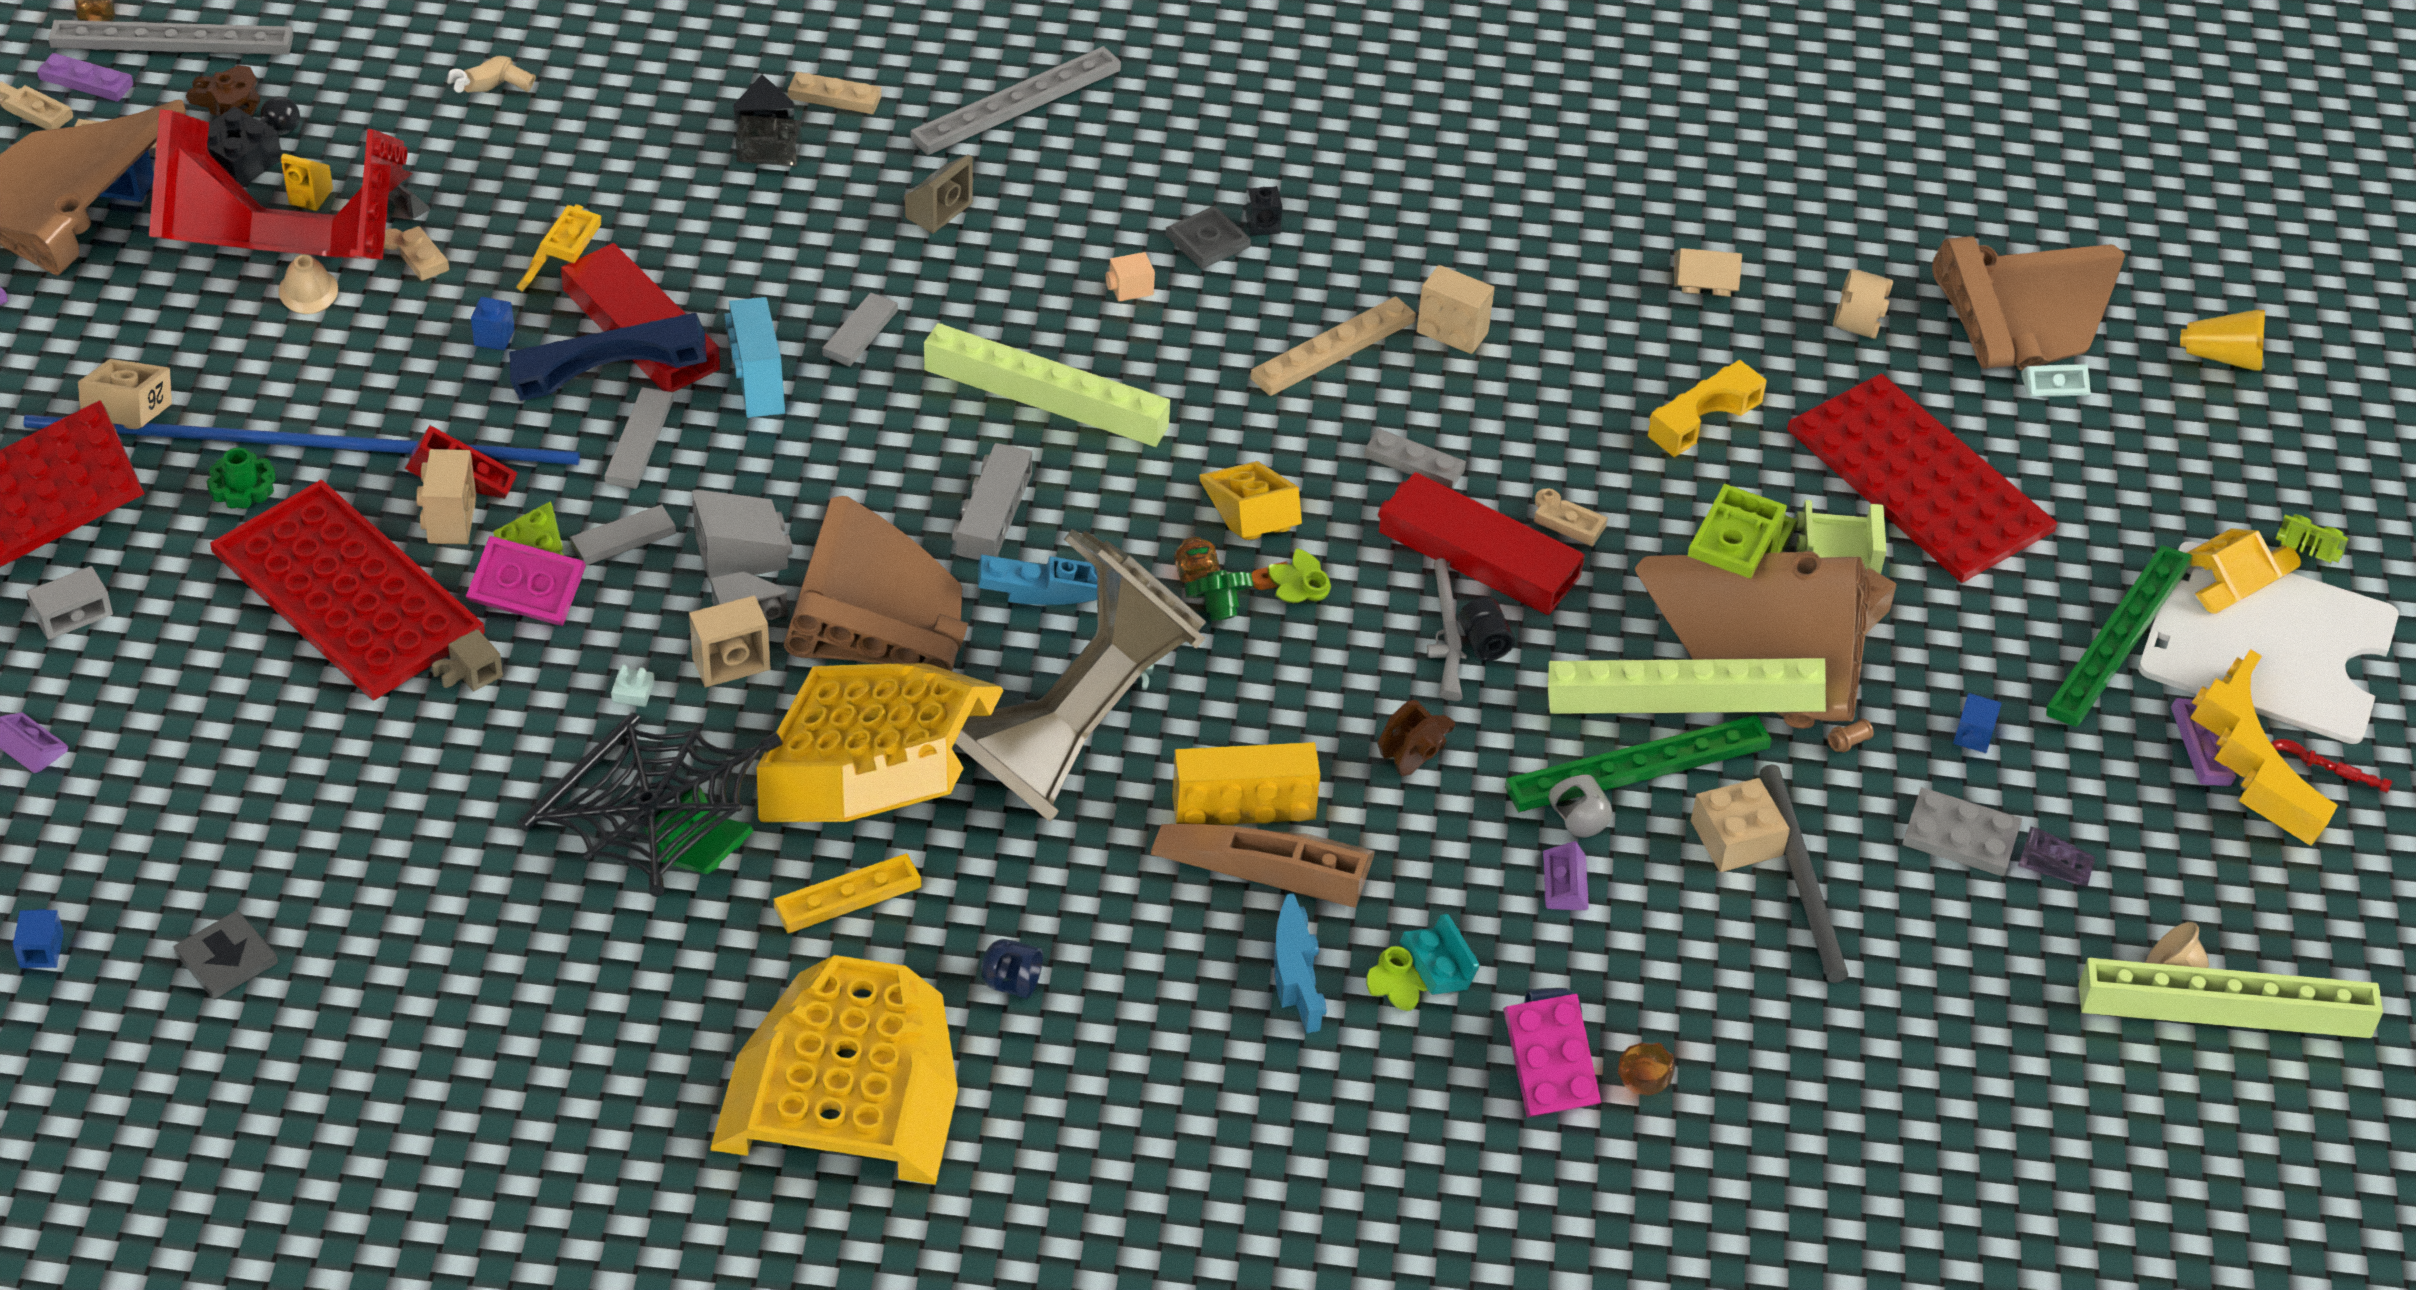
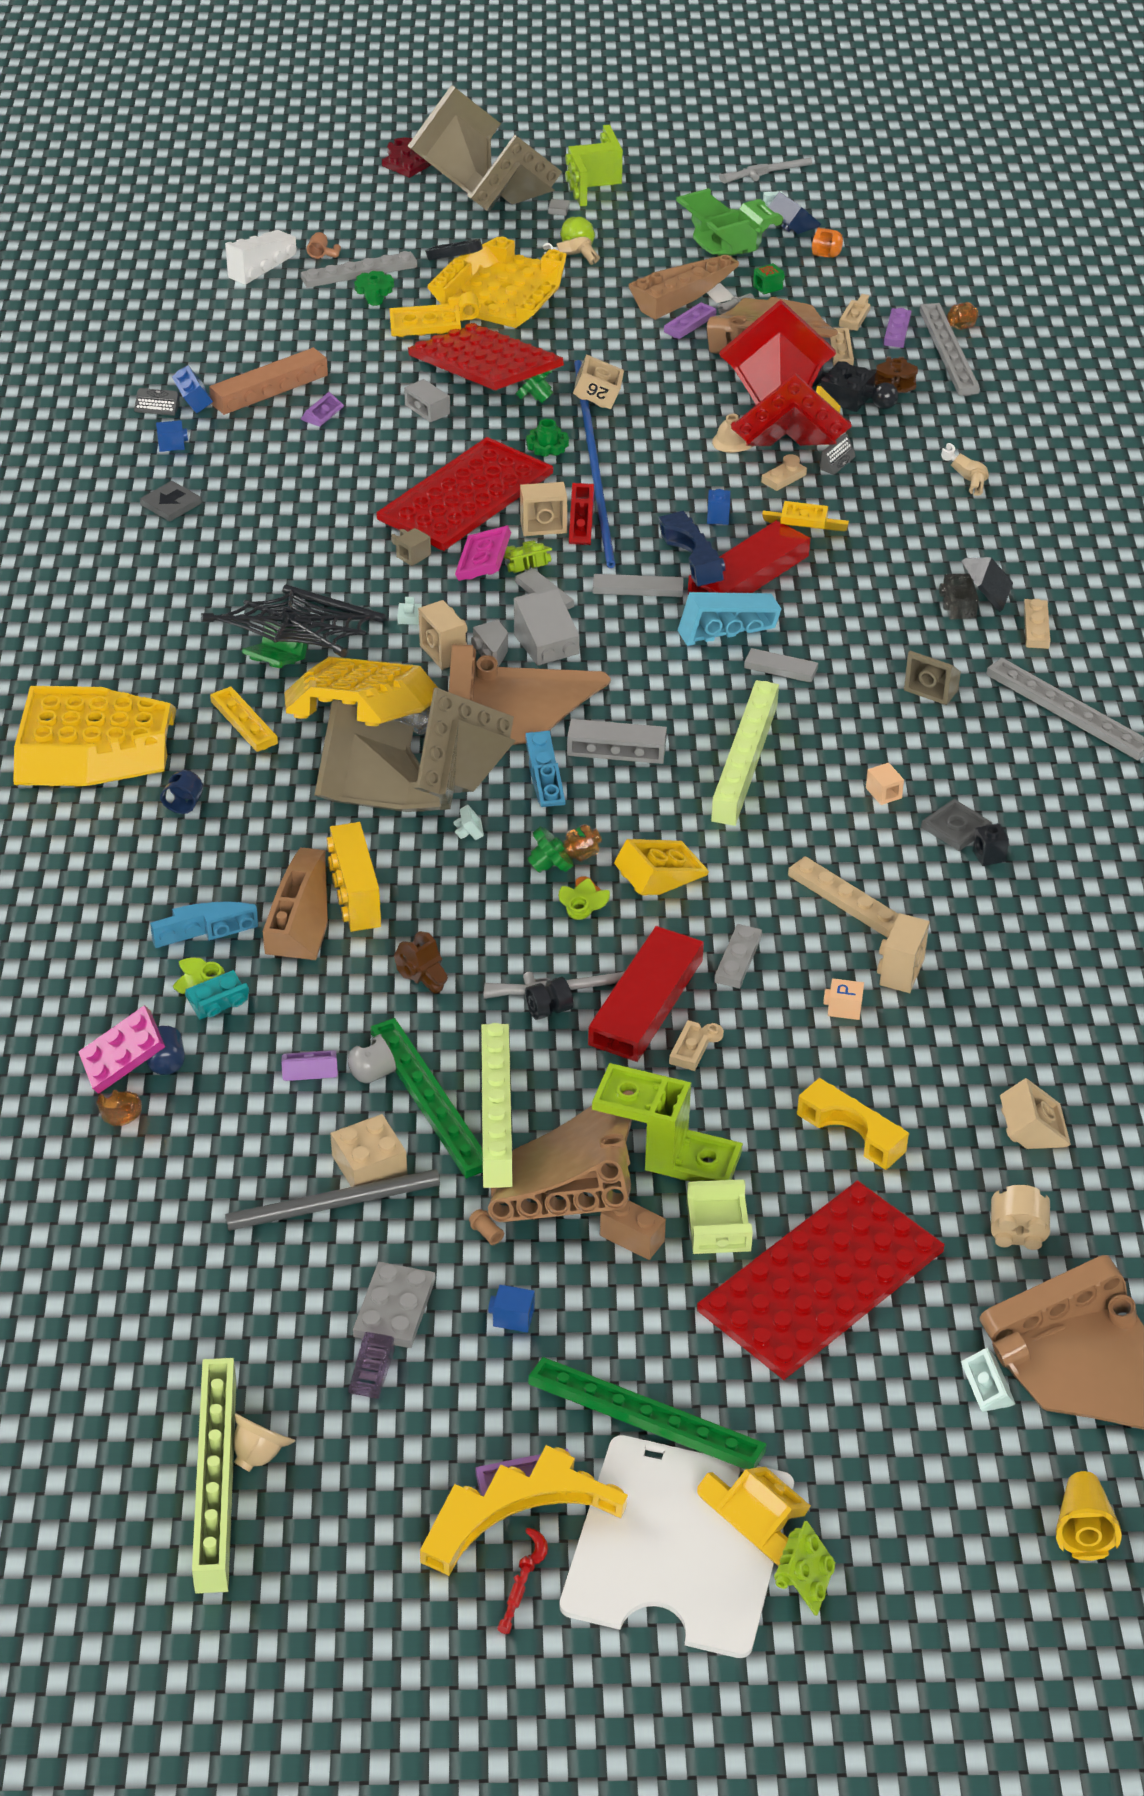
camera: 85 degrees right, 5 degrees down
(1509, 378) = (844, 999): none -> light nougat brick

